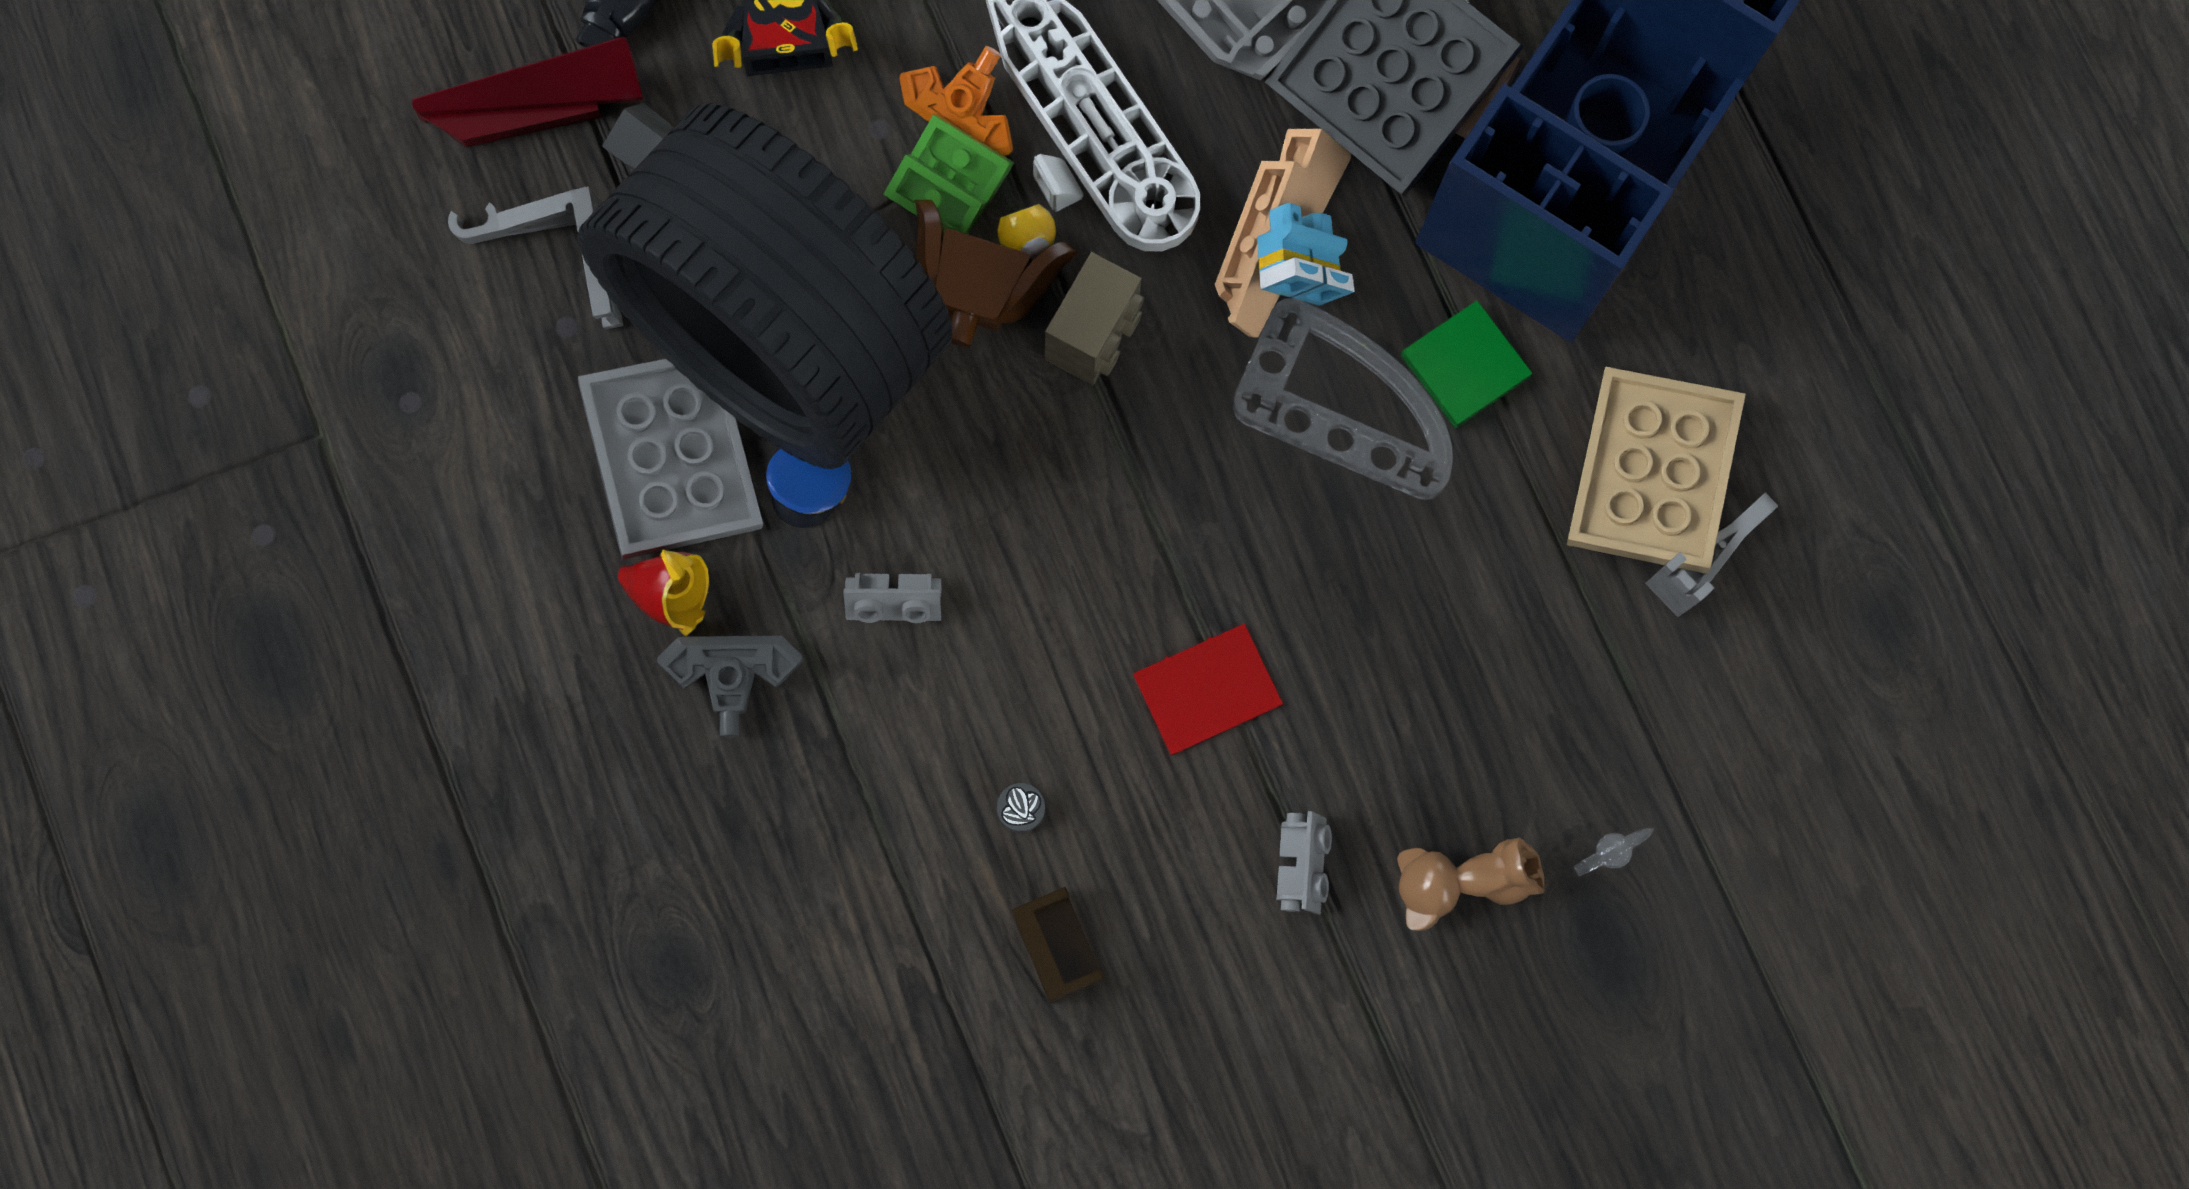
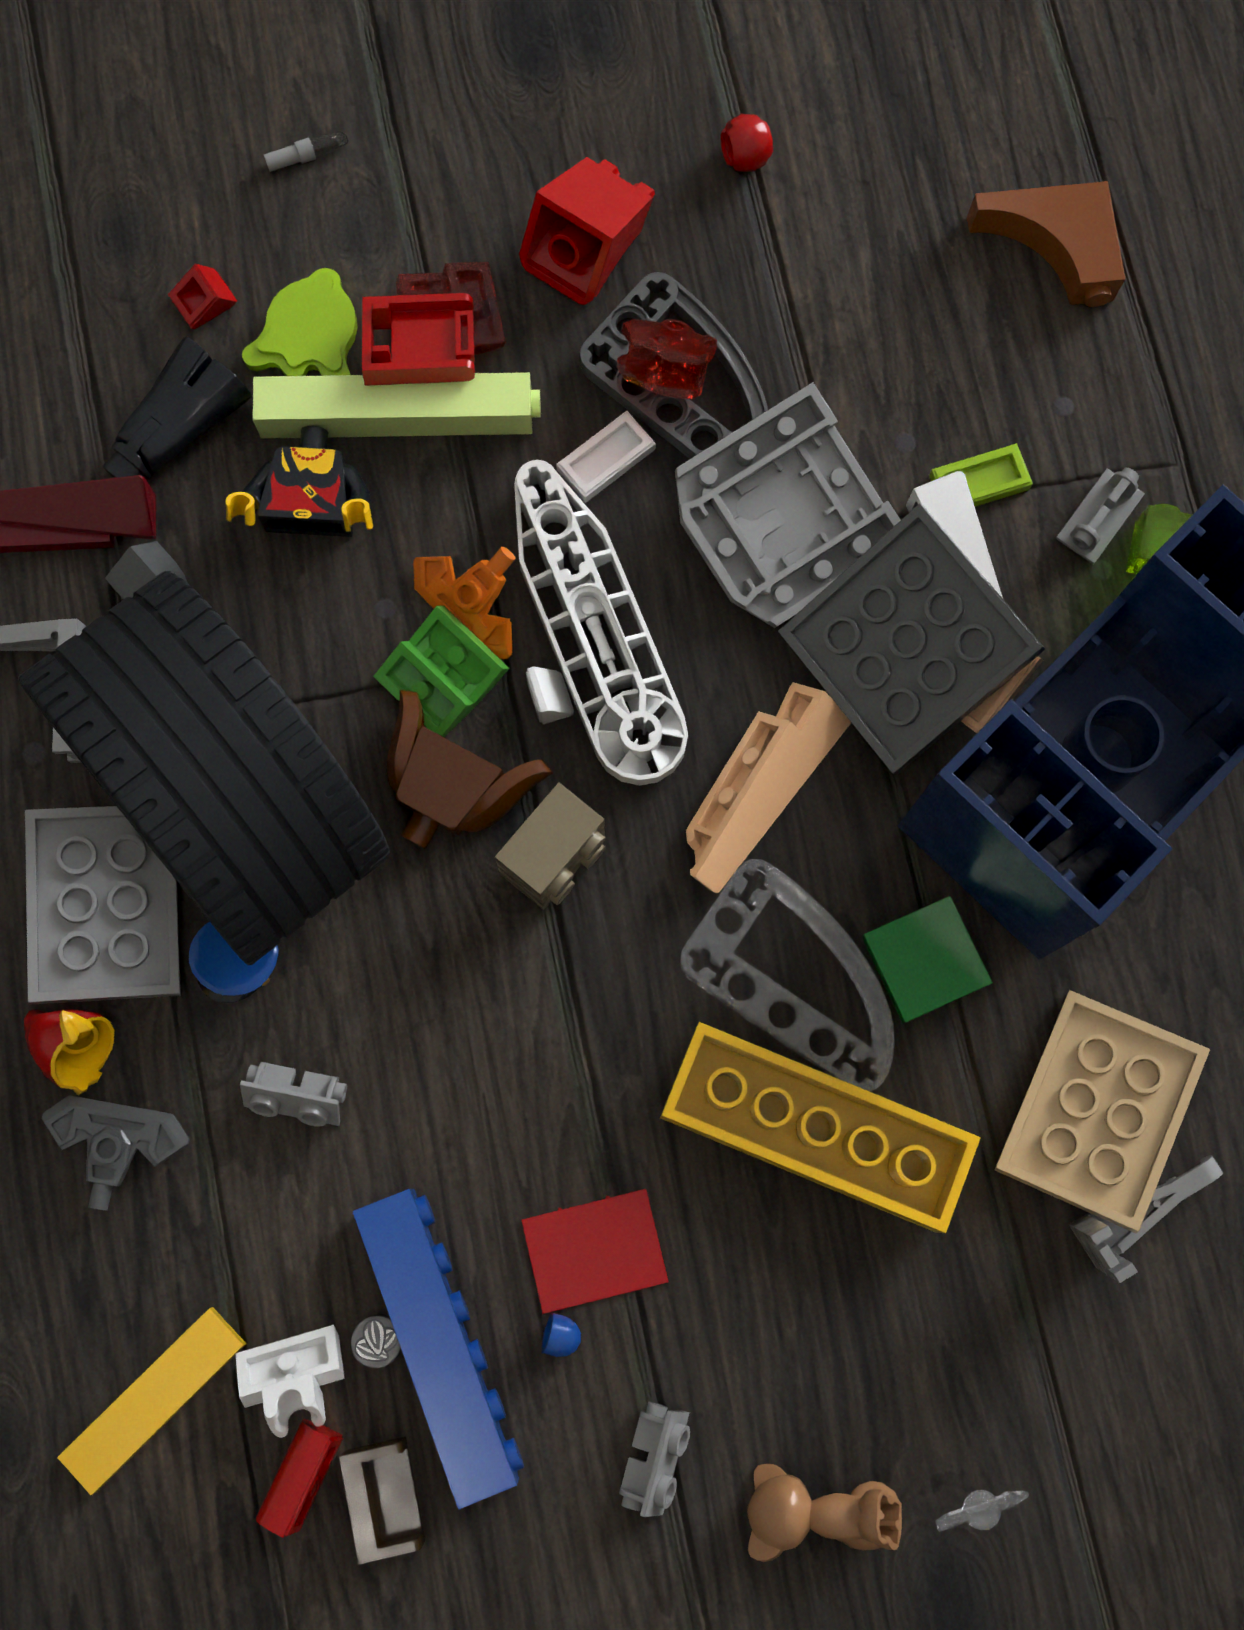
camera: 15 degrees right, 0 degrees up
(819, 901) = (151, 1401): none -> yellow tile
(948, 850) = (289, 1376): none -> white plate
(975, 941) = (299, 1479): none -> red brick
(1028, 230) = (506, 742): yellow piece -> none
(1079, 797) = (437, 1347): none -> blue brick
(1192, 769) = (560, 1336): none -> blue hinge
(1302, 257) = (777, 822): medium azure hips -> none
(1397, 532) = (821, 1128): none -> yellow brick

